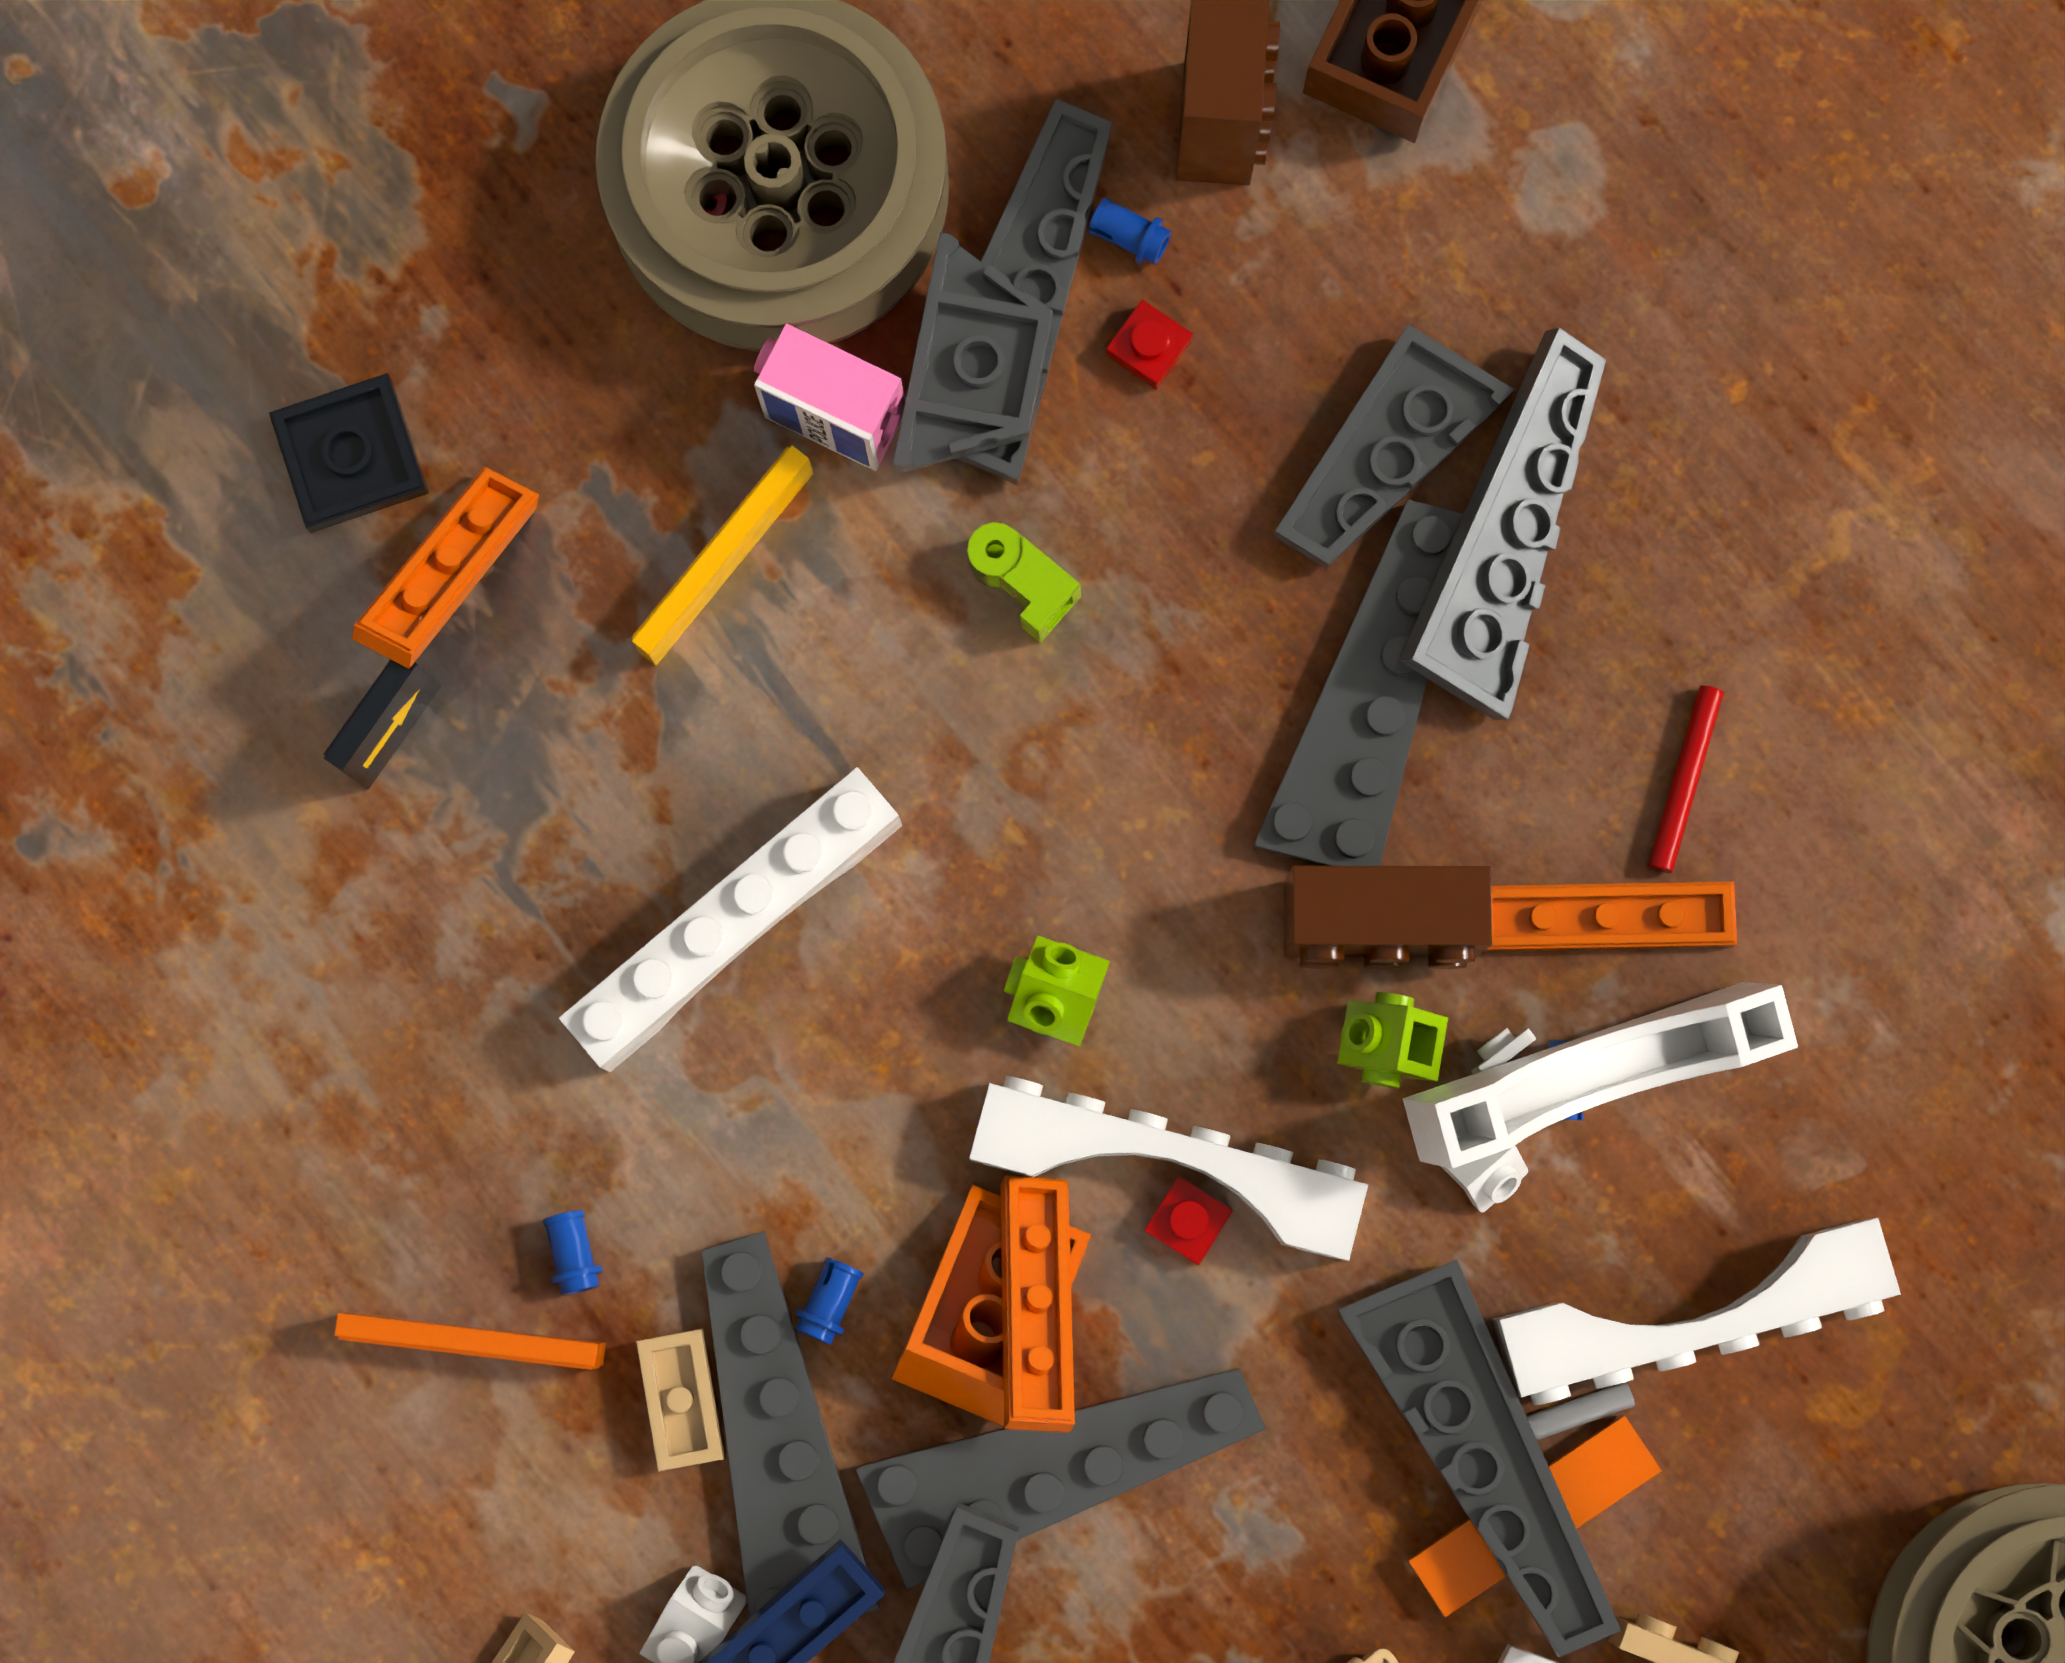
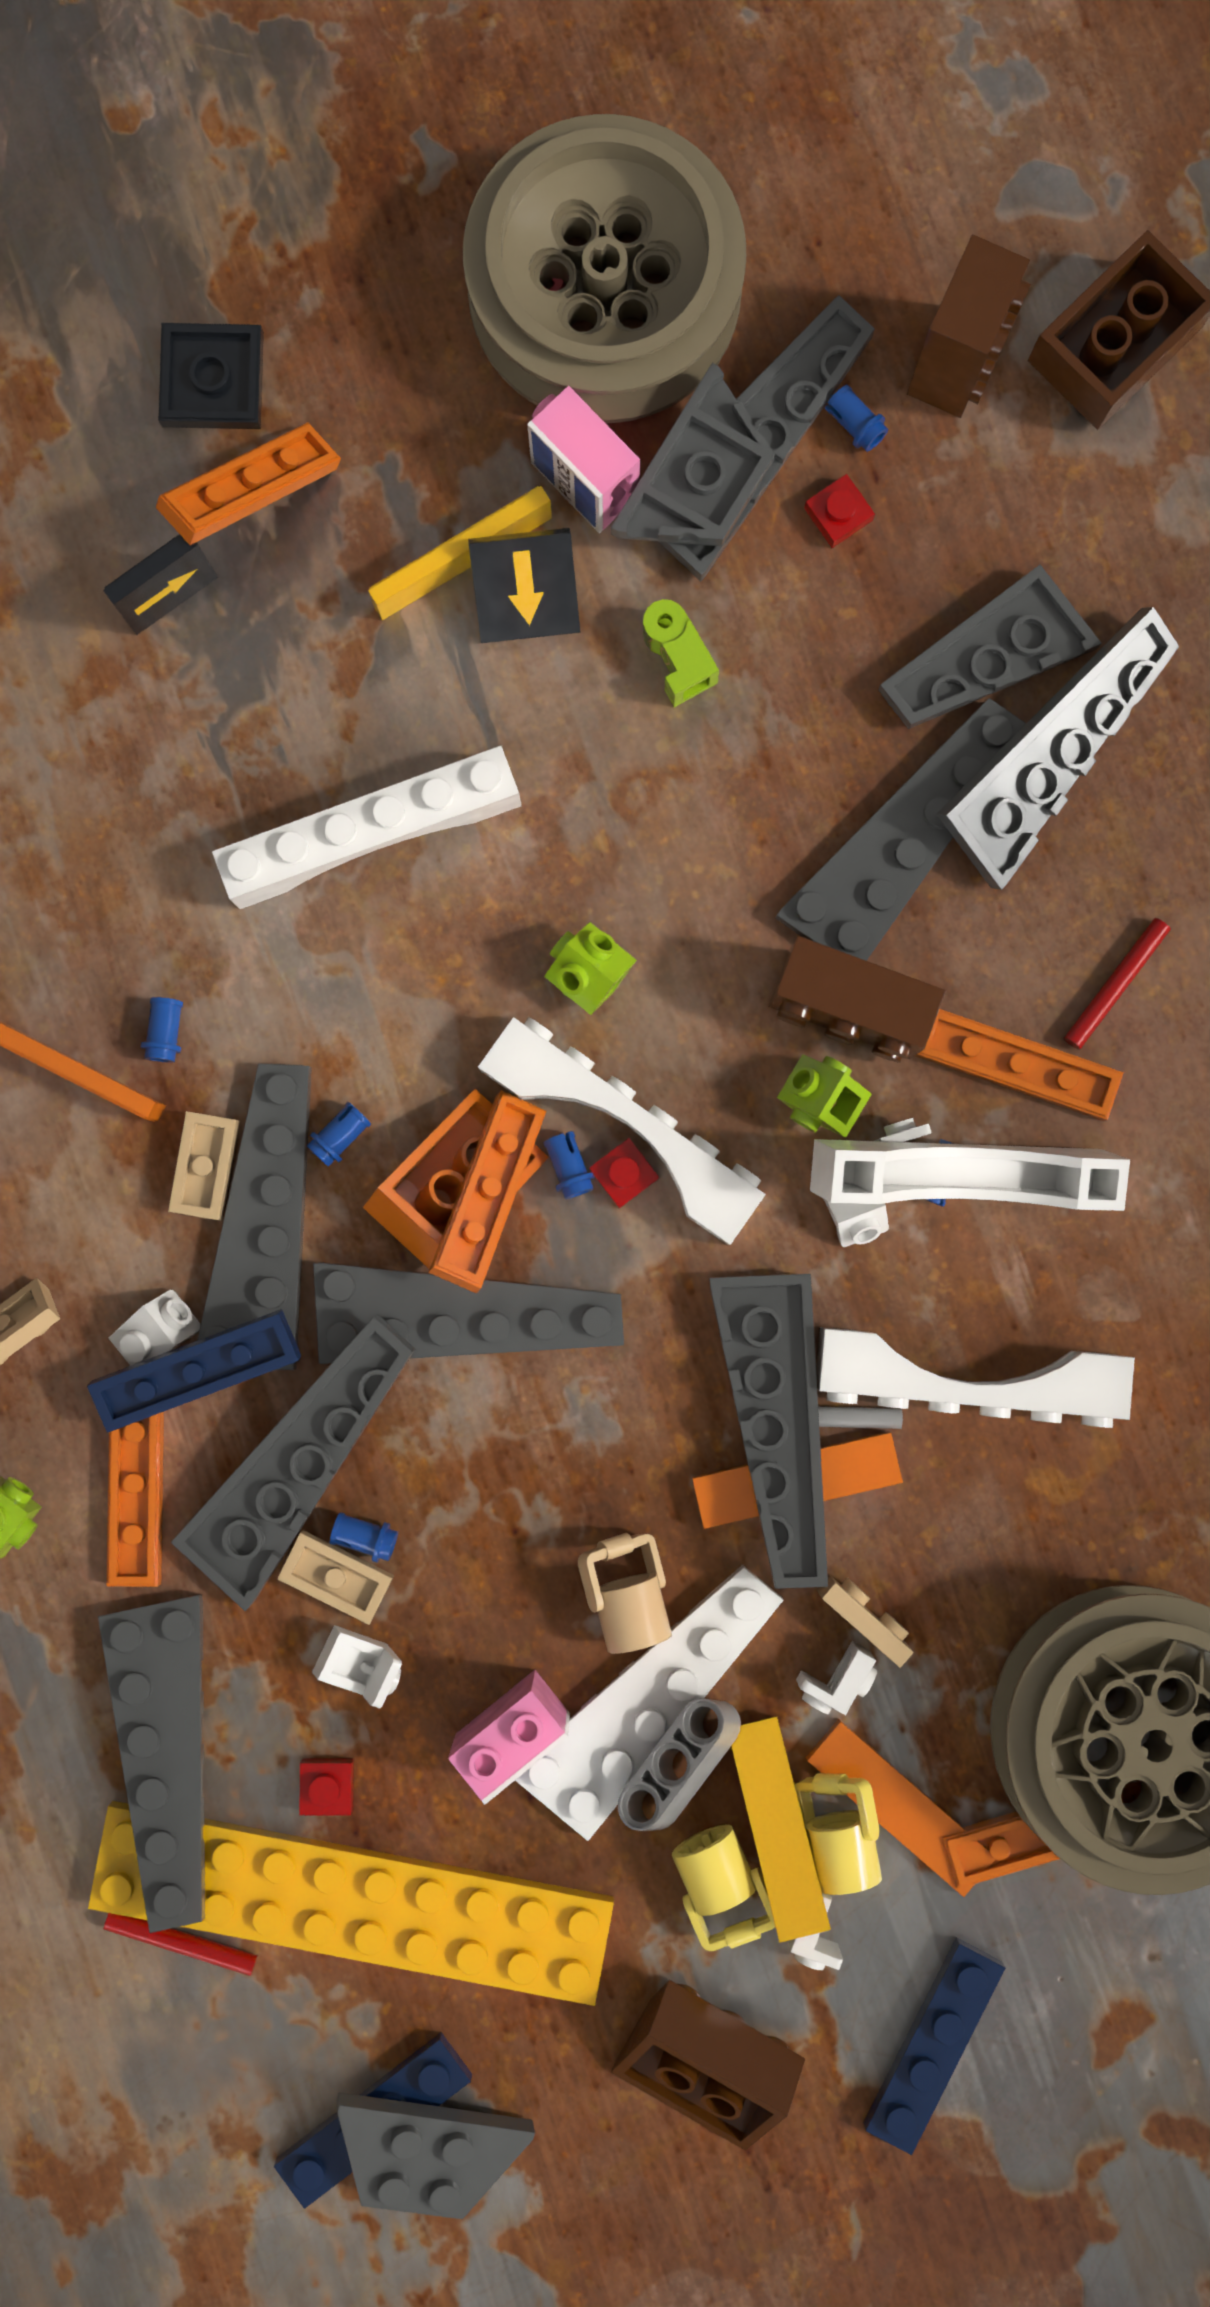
camera: 20 degrees right, 5 degrees up
(814, 567) = (524, 585): none -> black tile
(1119, 1236) = (569, 1165): none -> blue pin

